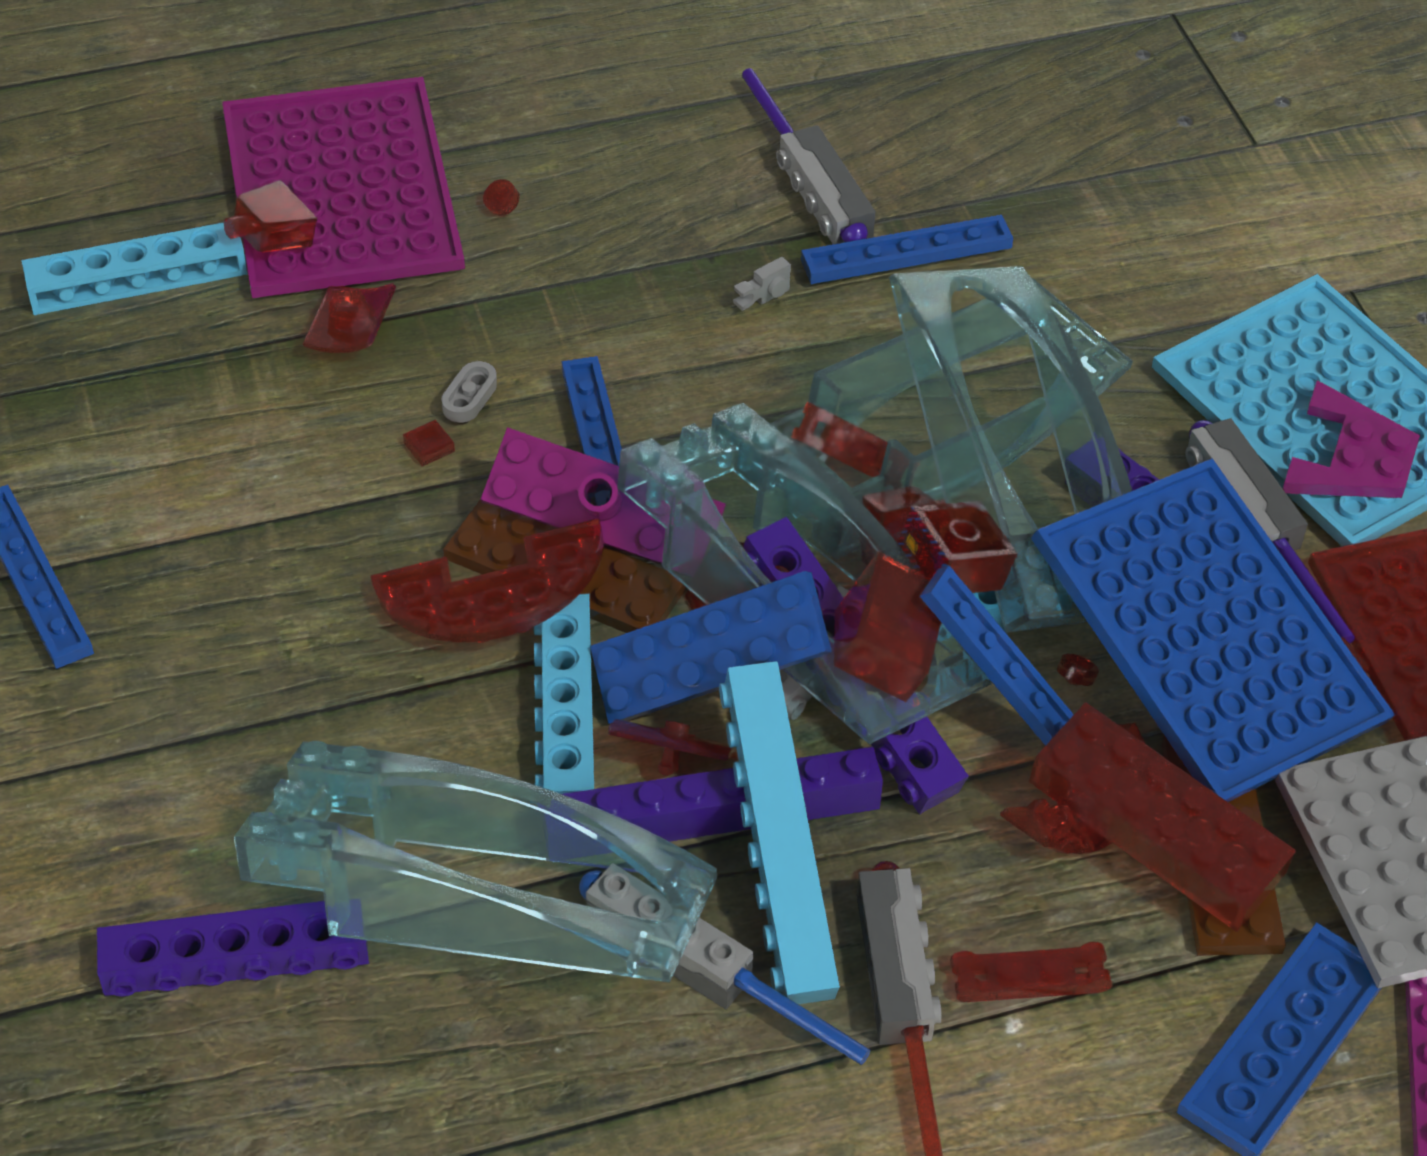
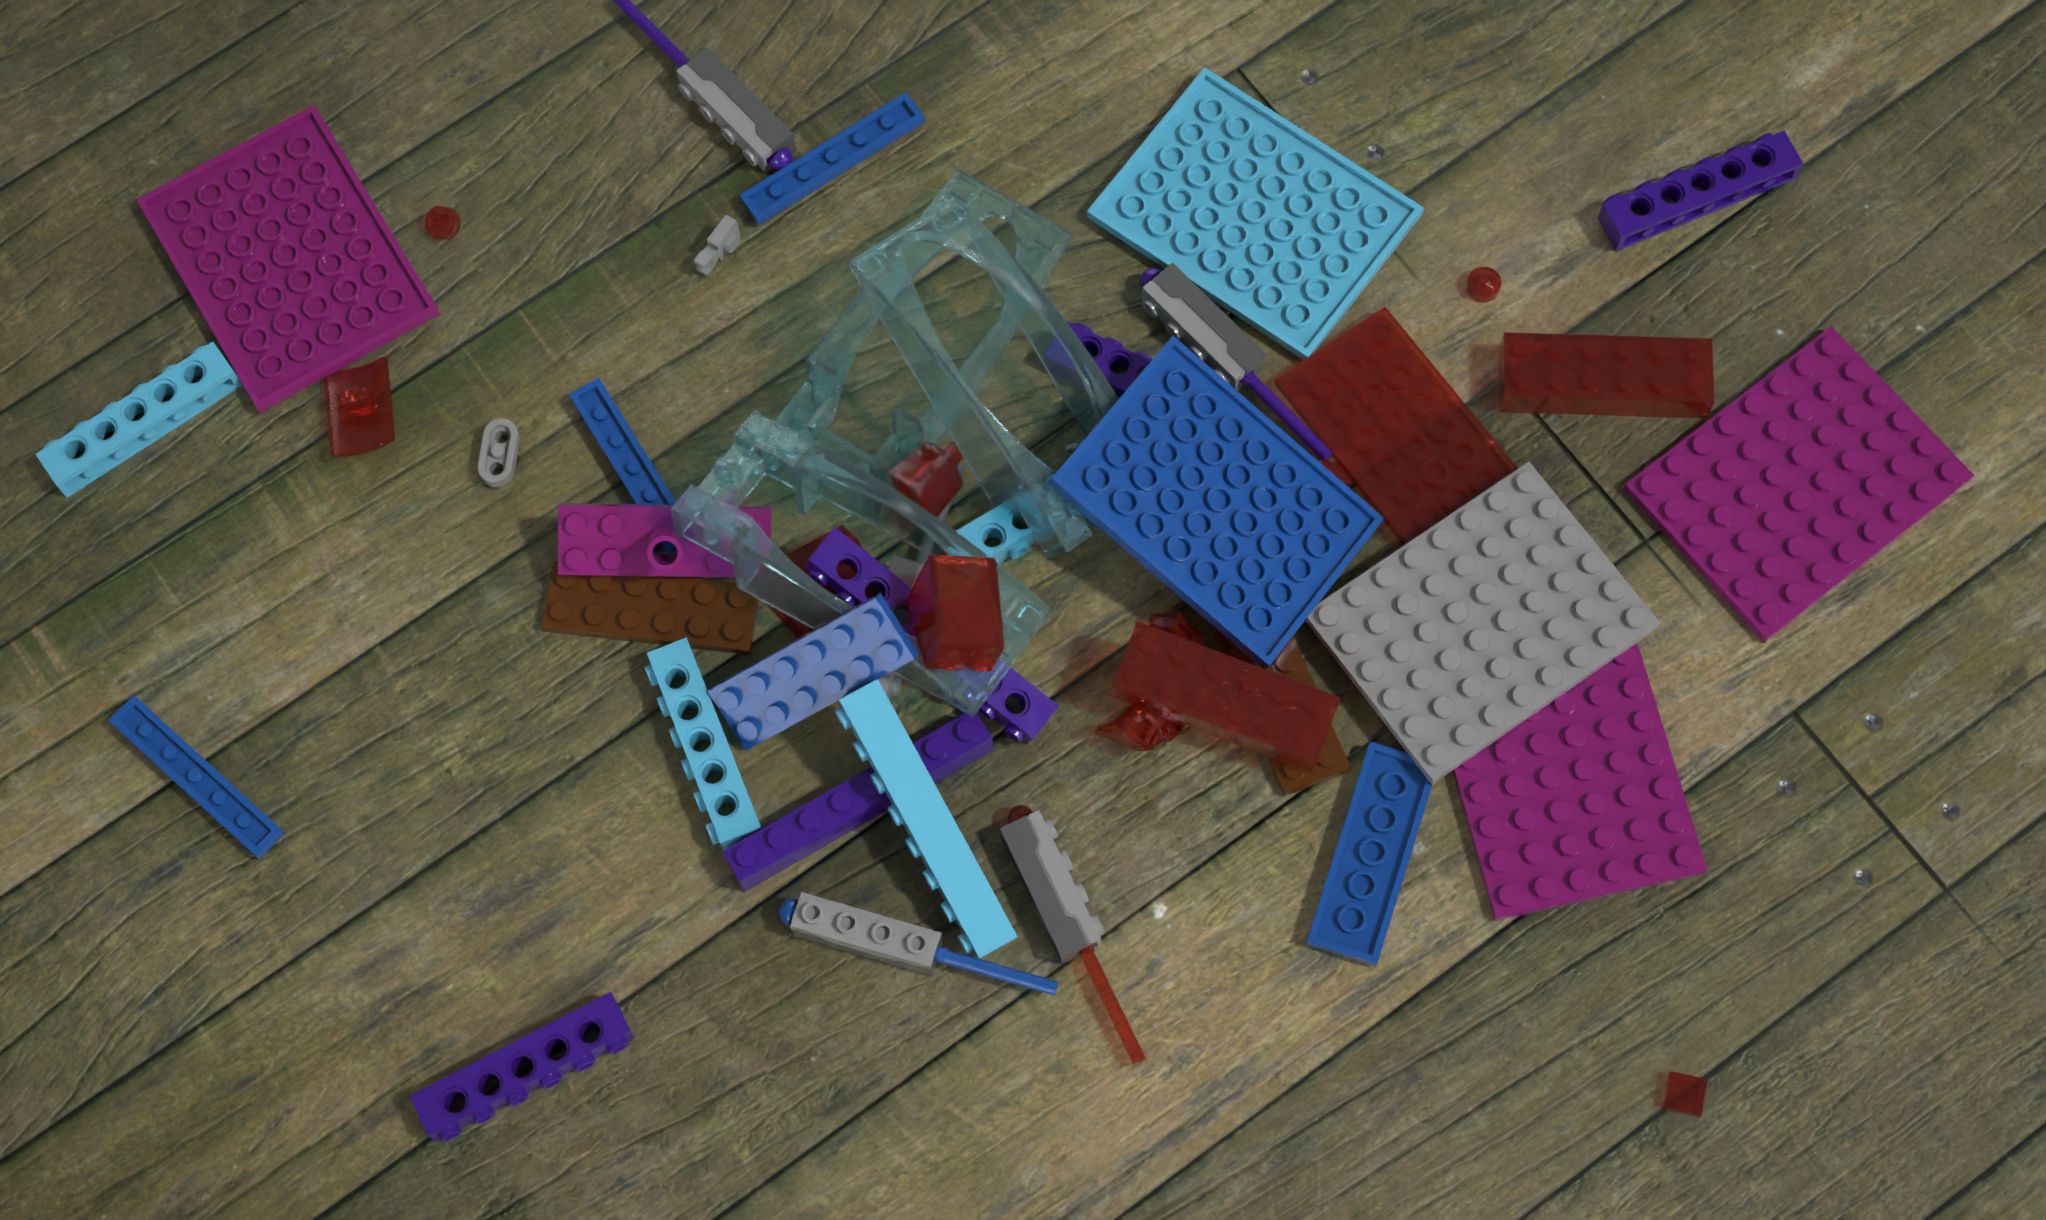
camera: 15 degrees left, 20 degrees up
(272, 219) = (248, 333): clear red torso -> none
(412, 902) = (644, 1003): clear light blue windscreen -> none
(429, 442) = (483, 517): clear red tile -> none
(498, 602) = (612, 672): clear red plate -> none
(674, 739) = (806, 756): clear red shield -> none
(841, 441) = (857, 411): clear red plate -> none
(963, 539) = (987, 508): clear red brick -> none
(996, 654) = (1055, 602): blue plate -> none
(1030, 973) = (1159, 862): clear red plate -> none
(1077, 670) = (1114, 562): clear red tile -> none
(1369, 458) = (1300, 260): magenta wing -> none

